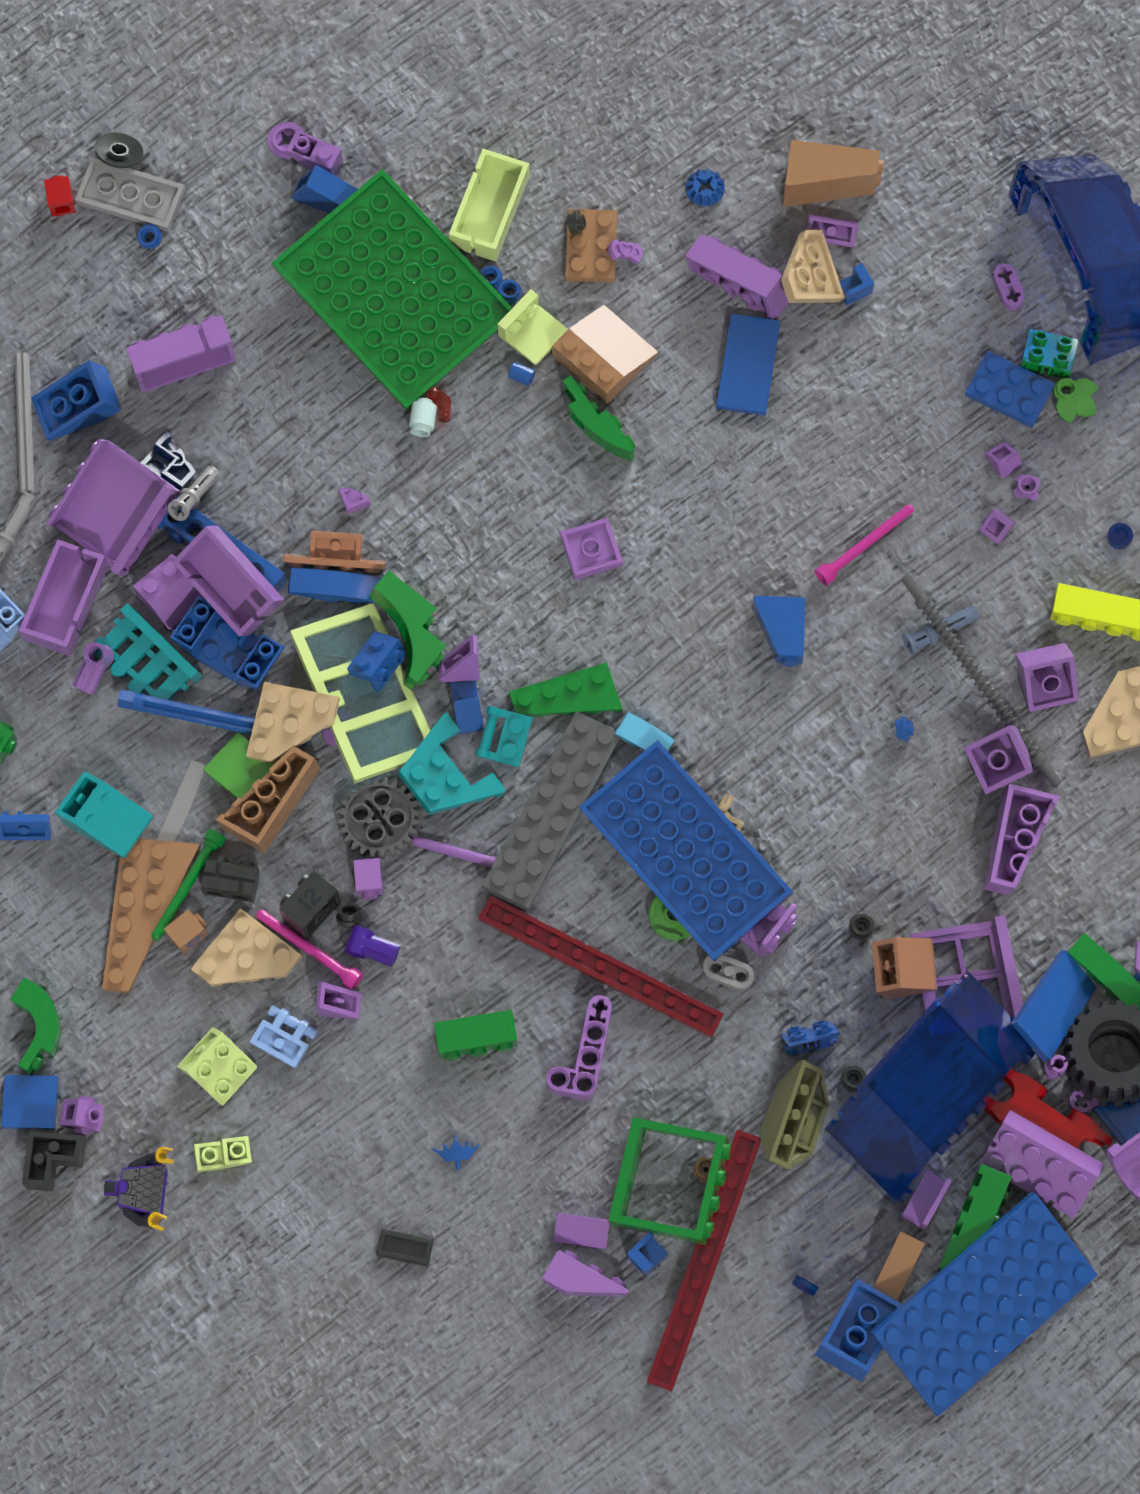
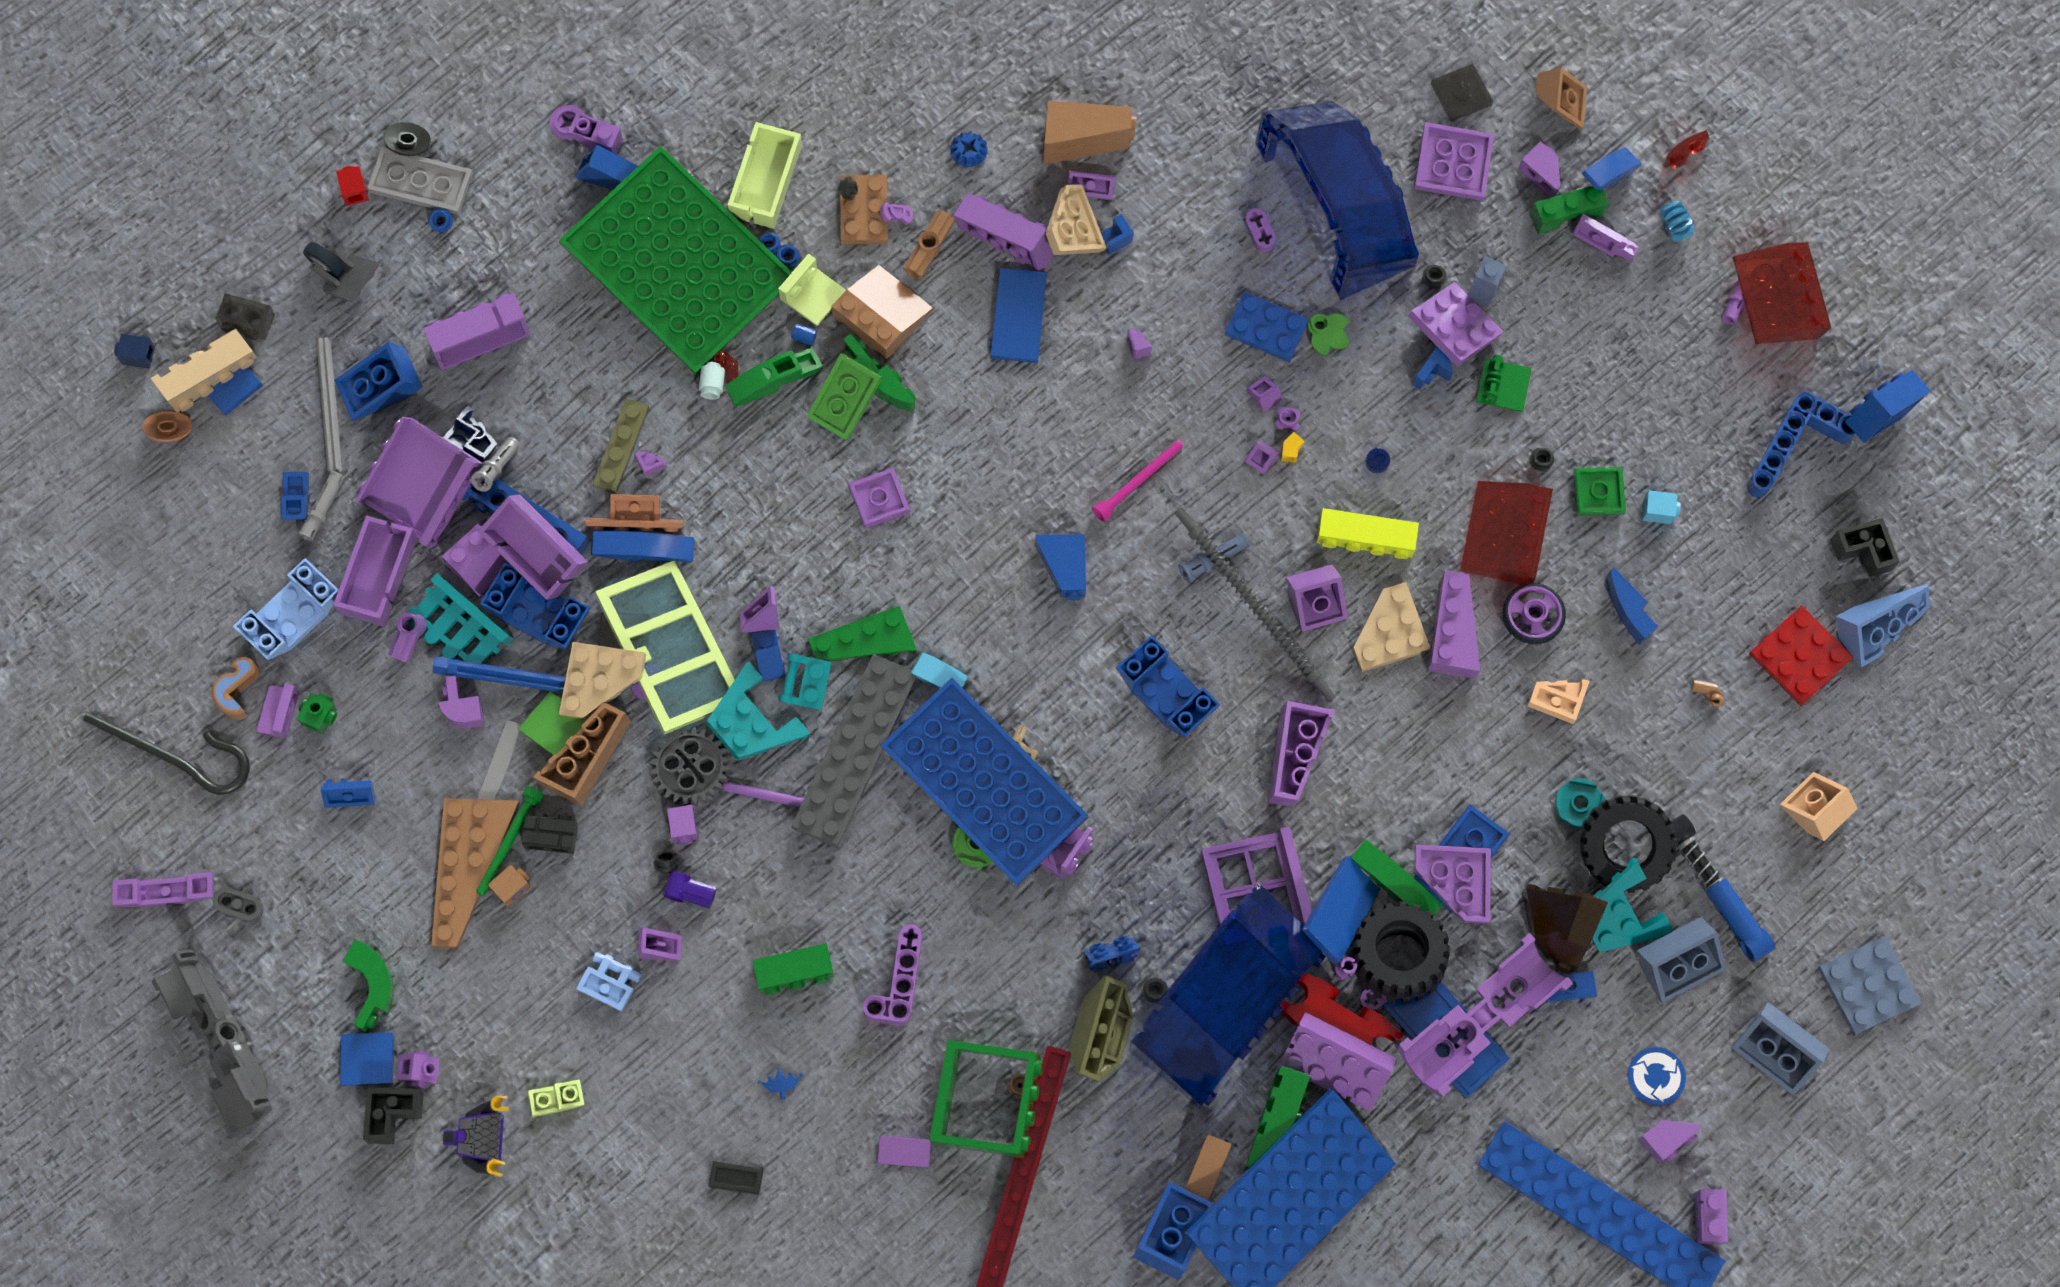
camera: 10 degrees left, 0 degrees up
(45, 288) = (349, 272): none -> dark grey plate
(103, 815) = (424, 778): teal slope -> none
(142, 748) = (460, 711): none -> medium lavender brick
(217, 1065) = (547, 1013): yellowish green bracket -> none
(245, 954) = (568, 904): tan plate -> none
(309, 904) = (627, 853): pearl dark grey brick -> none
(324, 481) = (621, 446): none -> olive plate
(350, 976) = (669, 920): dark pink piece -> none
(377, 660) = (680, 615): blue bracket -> none
(413, 618) = (712, 573): green arch -> none
(485, 414) = (772, 374): none -> green slope
(560, 441) = (844, 396): none -> bright green plate
(577, 1279) = (901, 1198): medium lavender slope -> none
(601, 967) = (909, 897): dark red plate -> none
(646, 1254) = (967, 1170): blue panel -> none
(650, 297) = (934, 233): none -> medium nougat piece
(728, 972) = (1032, 892): light grey plate -> none
(805, 1285) = (1120, 1191): clear blue tile -> none
(861, 919) = (1155, 837): pearl dark grey plate -> none
(872, 401) = (1138, 345): none -> medium lavender slope
(882, 764) = (1165, 688): none -> blue slope
(904, 728) = (1185, 654): blue plate -> none
(904, 967) = (1197, 881): nougat slope -> none
(925, 1200) = (1230, 1102): medium lavender panel -> none
(999, 758) = (1276, 678): medium lavender slope -> none
(1029, 517) = (1291, 447): none -> yellow piece
(1049, 352) = (1303, 290): hinge -> none

